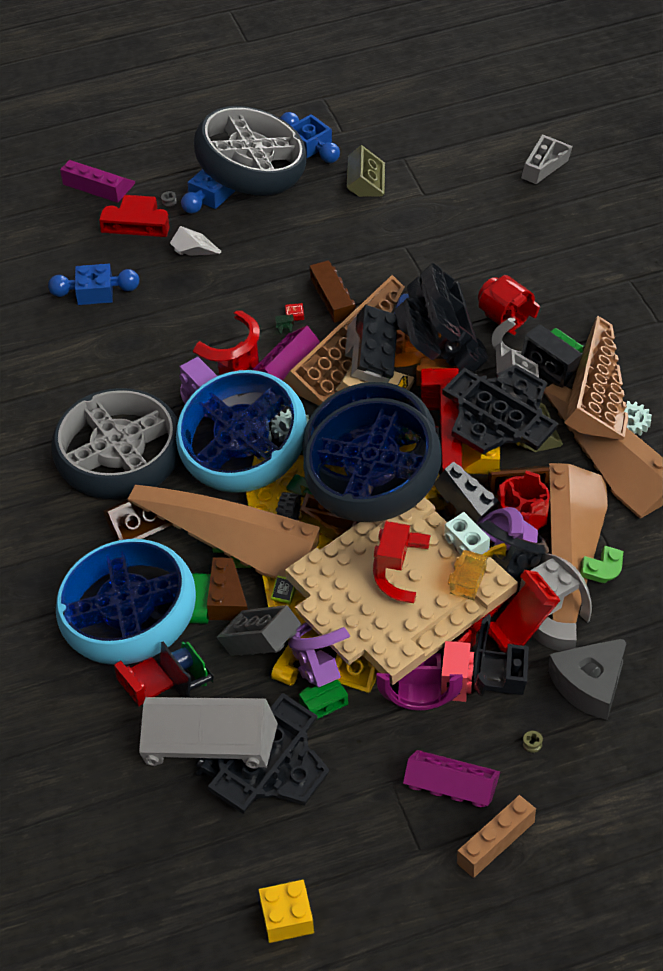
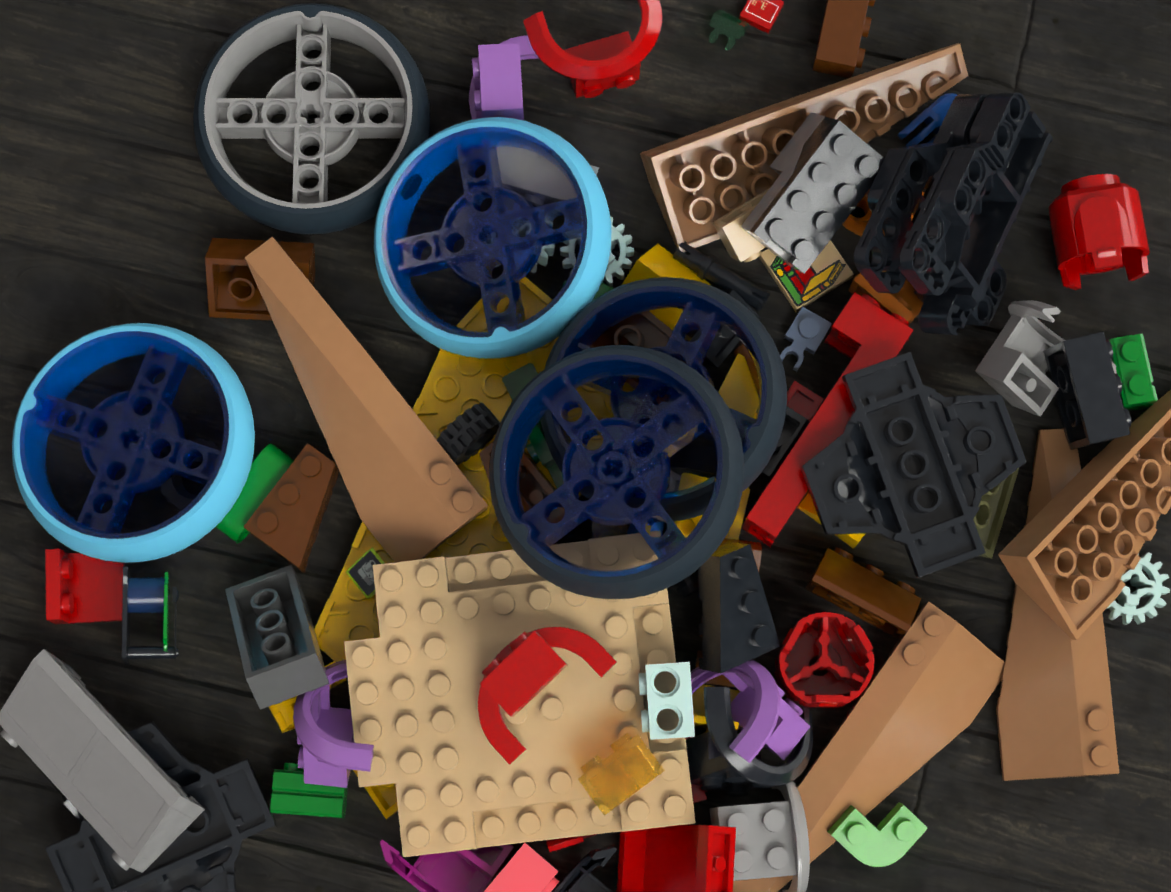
camera: 30 degrees right, 30 degrees up
(288, 353) = (677, 102): magenta slope -> none

